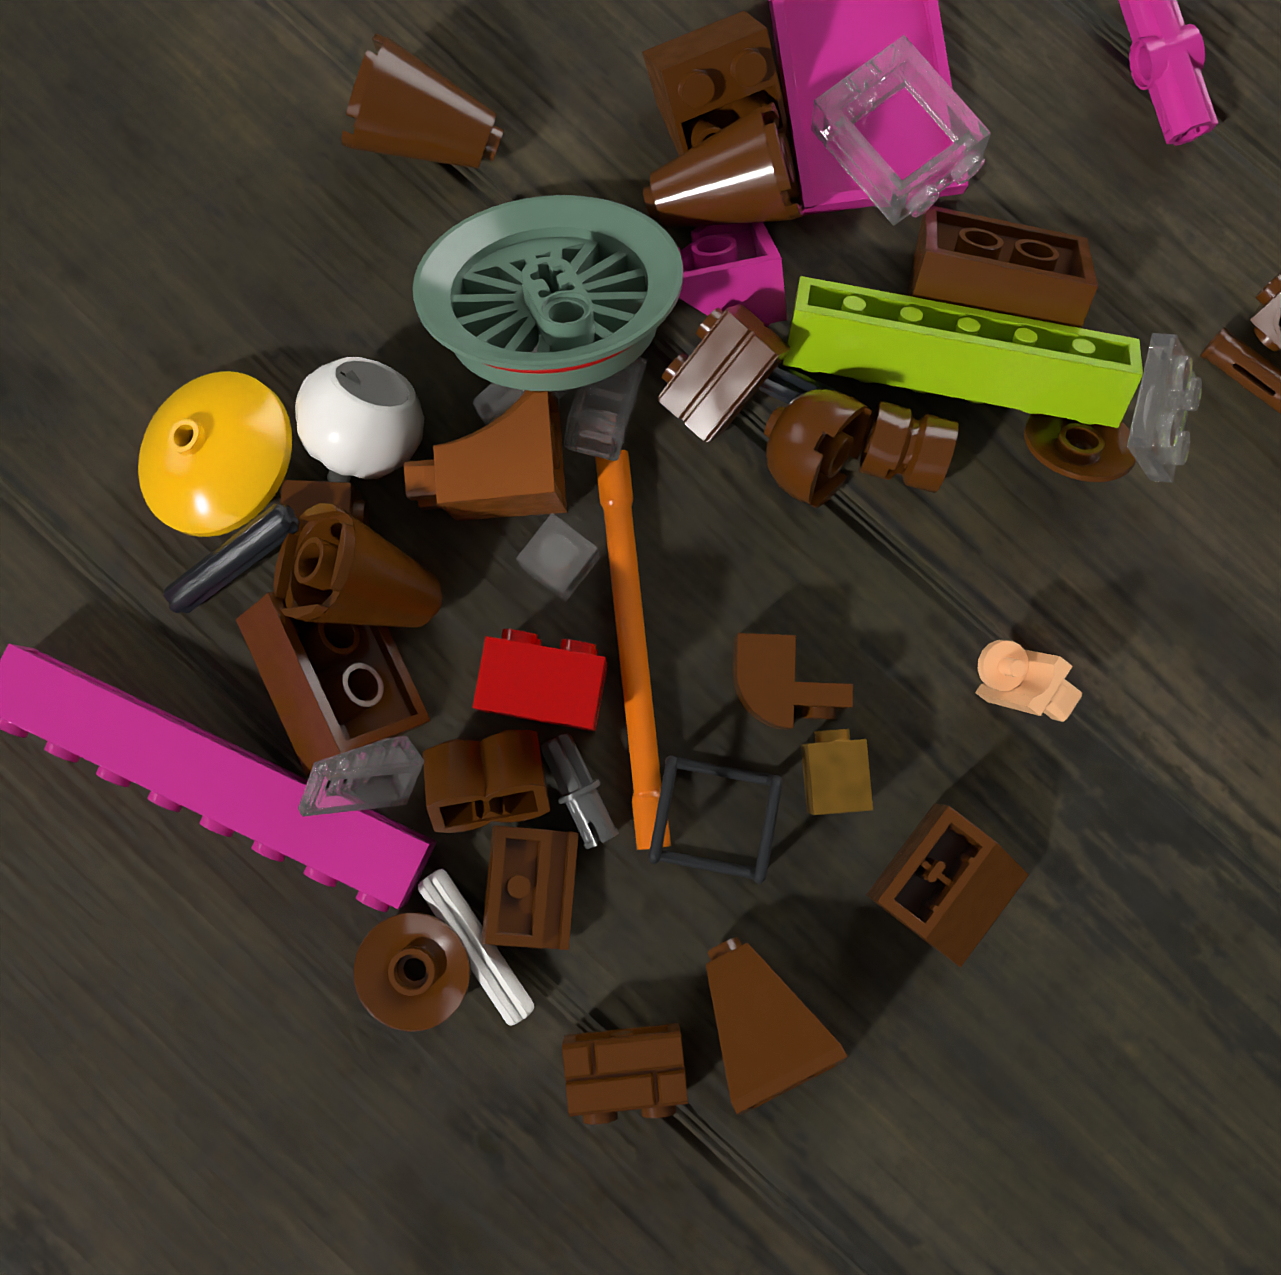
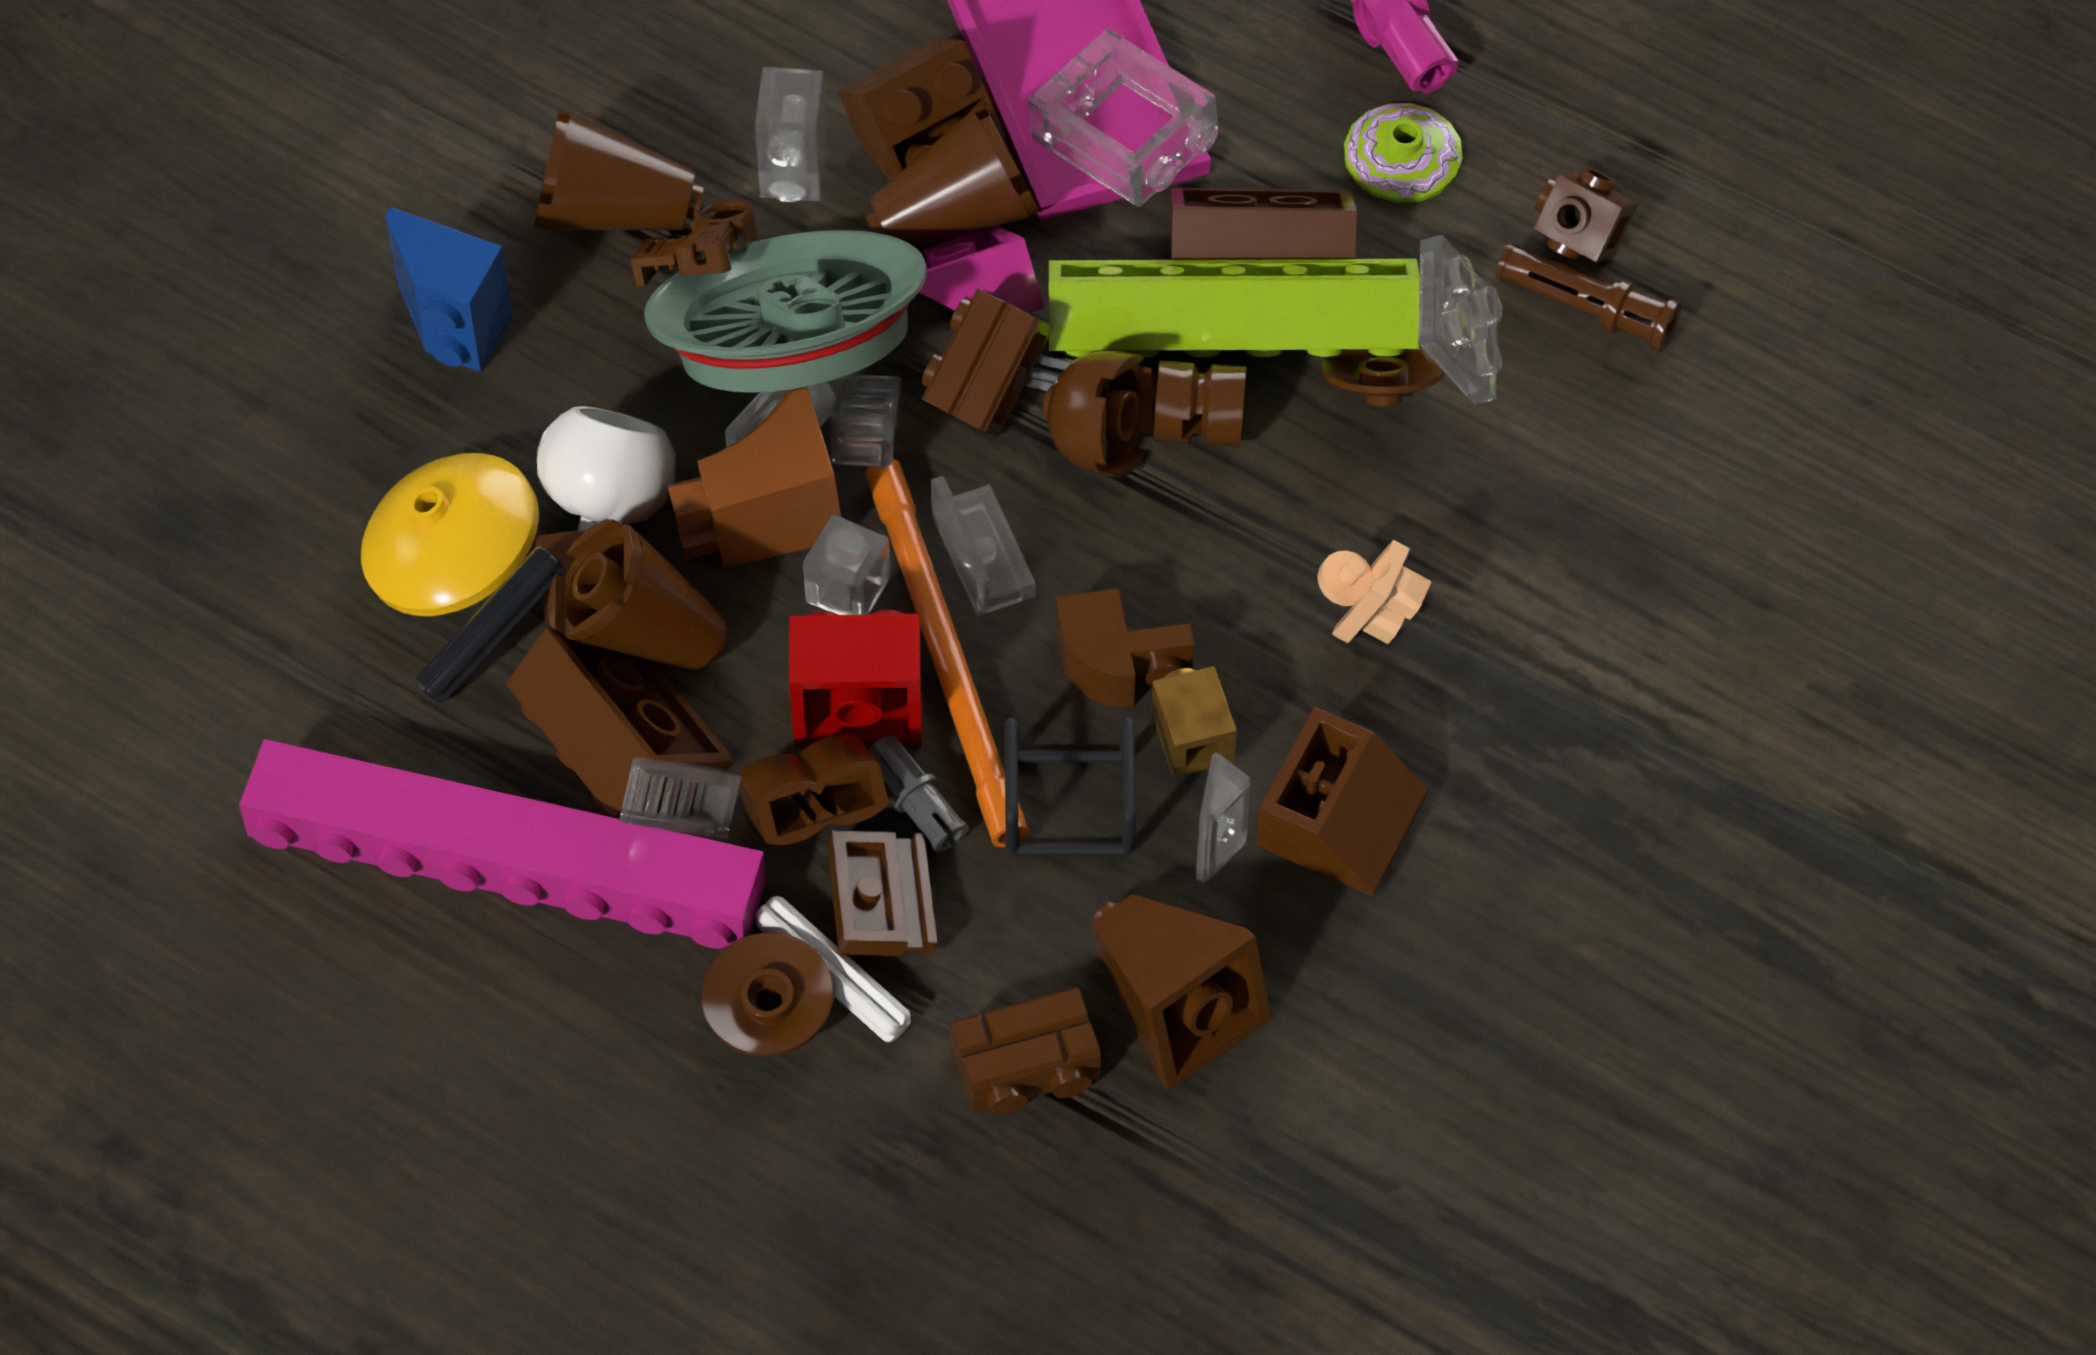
camera: 10 degrees left, 25 degrees down
(248, 203) = (451, 288): none -> blue slope
(508, 178) = (714, 231): none -> reddish brown piece
(589, 92) = (791, 134): none -> clear brick
(685, 549) = (981, 547): none -> clear panel
(839, 890) = (1222, 816): none -> clear slope
(1127, 220) = (1399, 169): none -> dish

